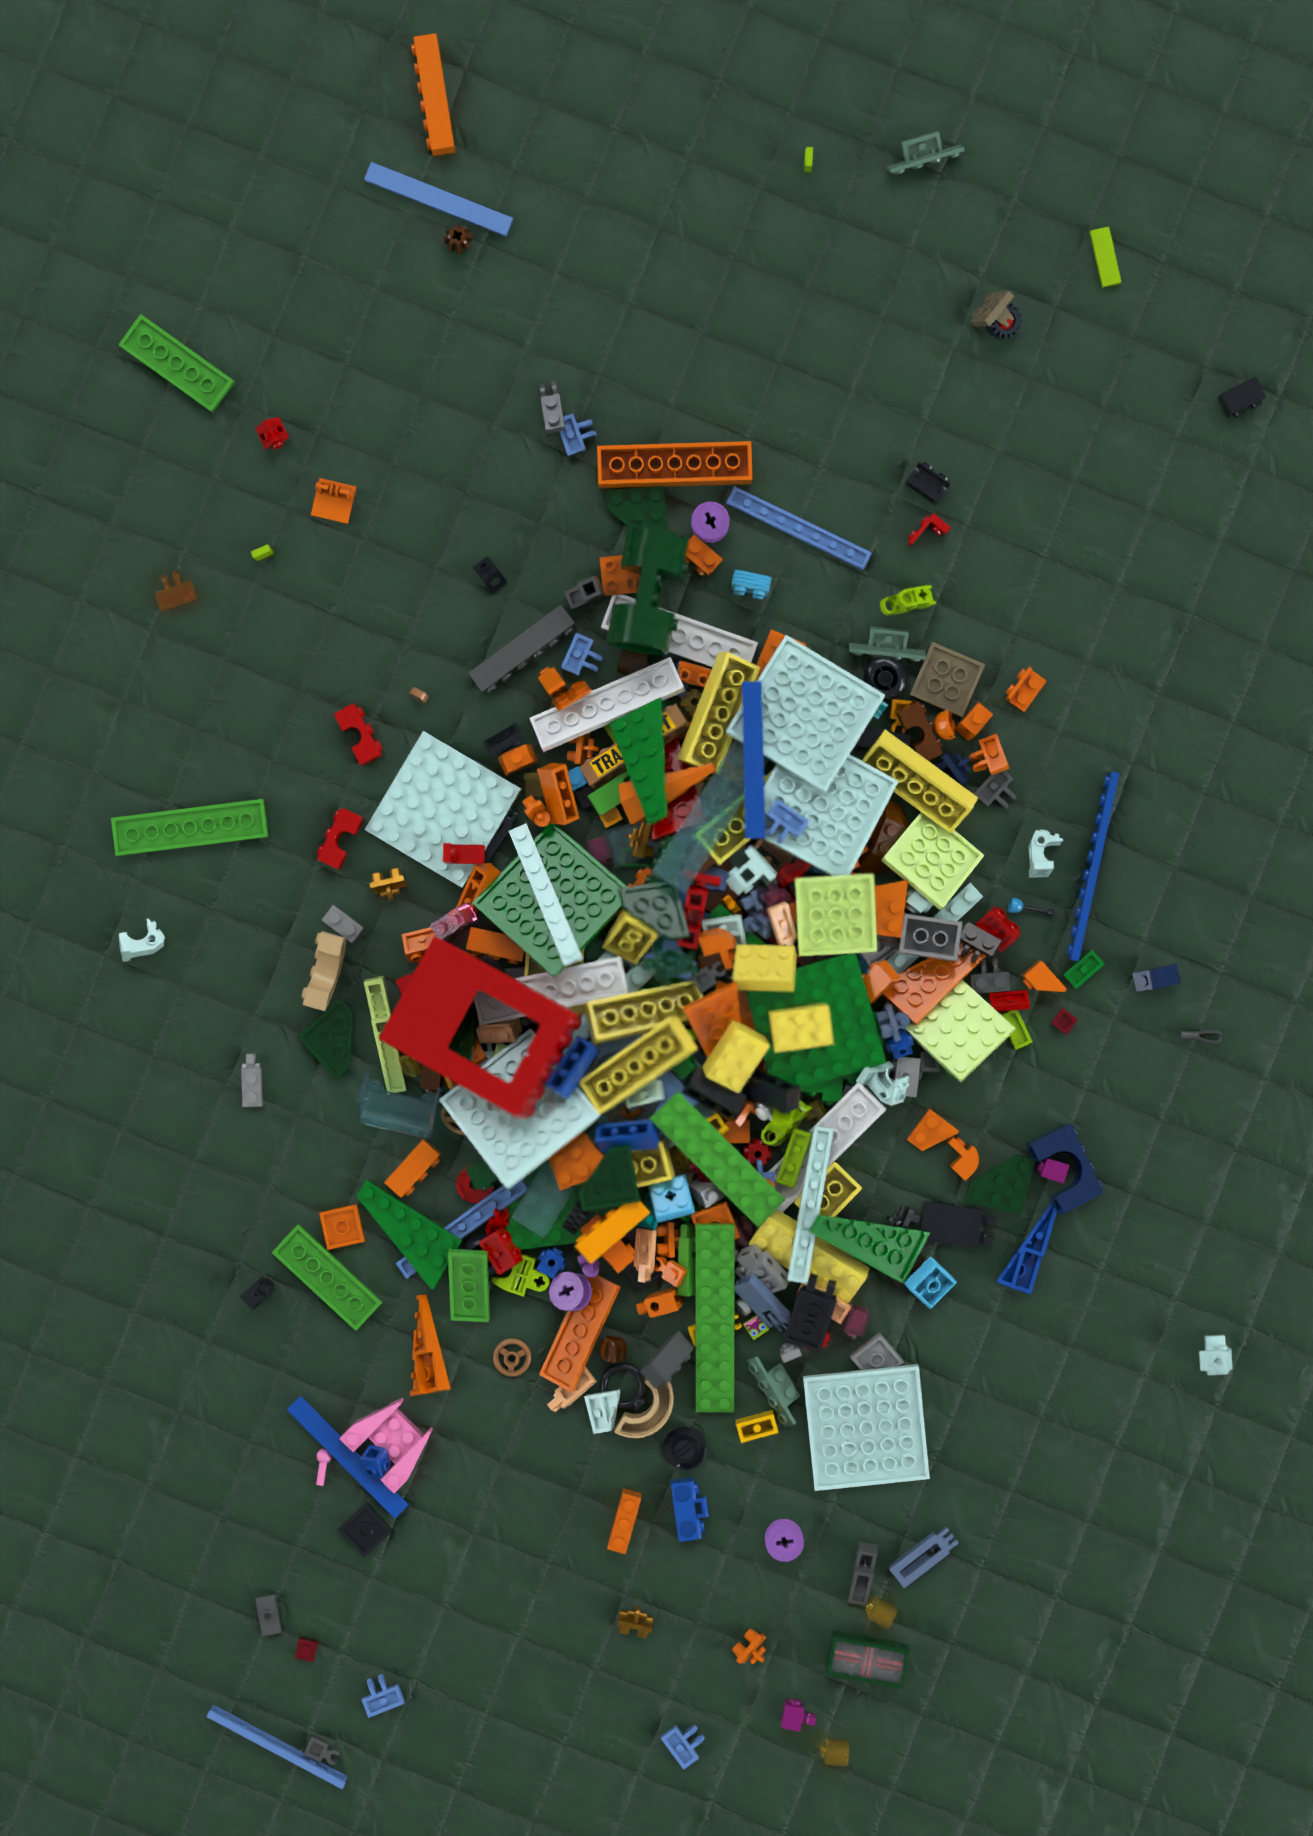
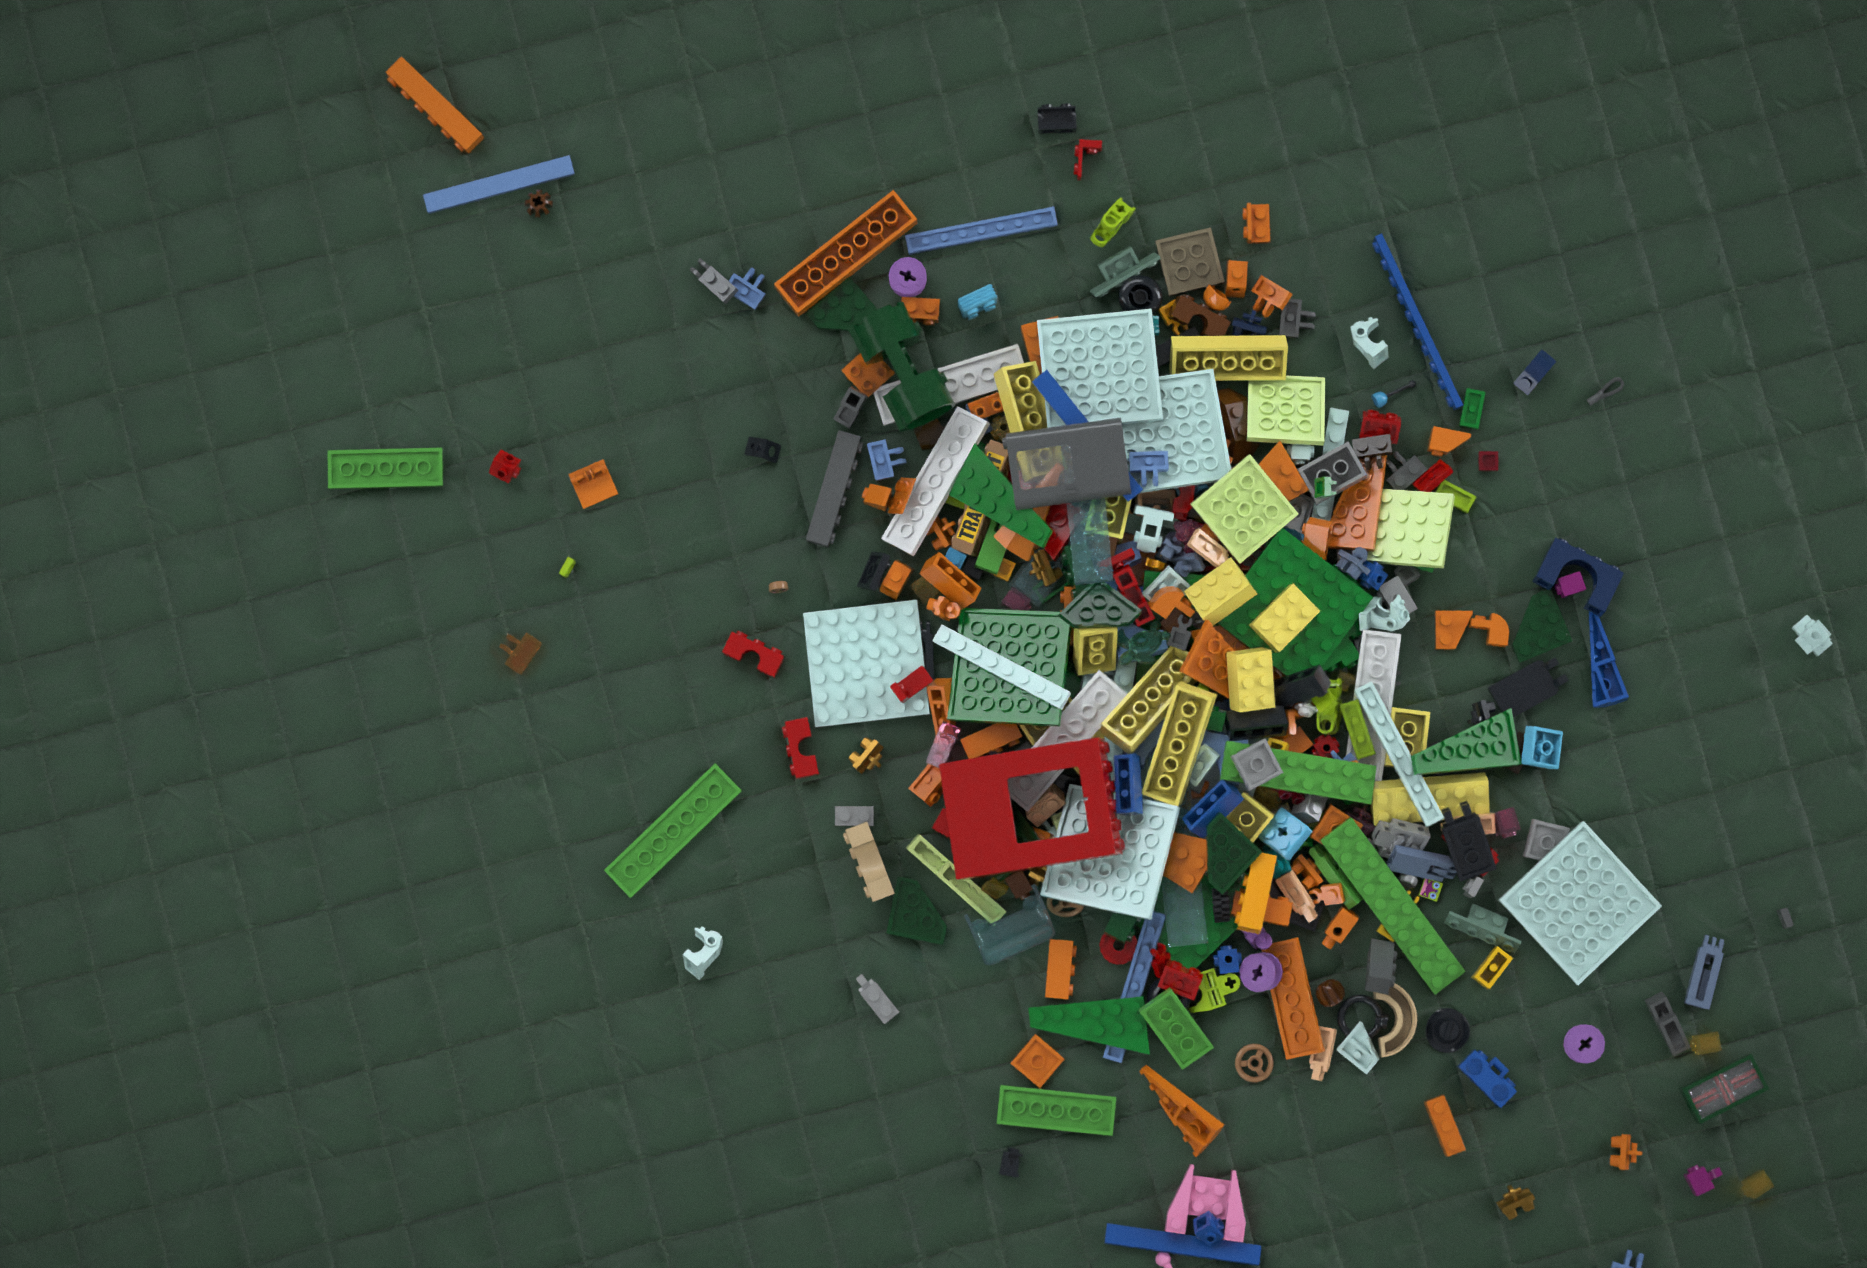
camera: 35 degrees left, 5 degrees down
(687, 1129) = (1256, 764): none -> light grey plate
(722, 766) = (1067, 457): none -> dark grey piece
(913, 945) = (1323, 487): none -> green tile
(1020, 1561) = (1785, 918): none -> dark grey tile

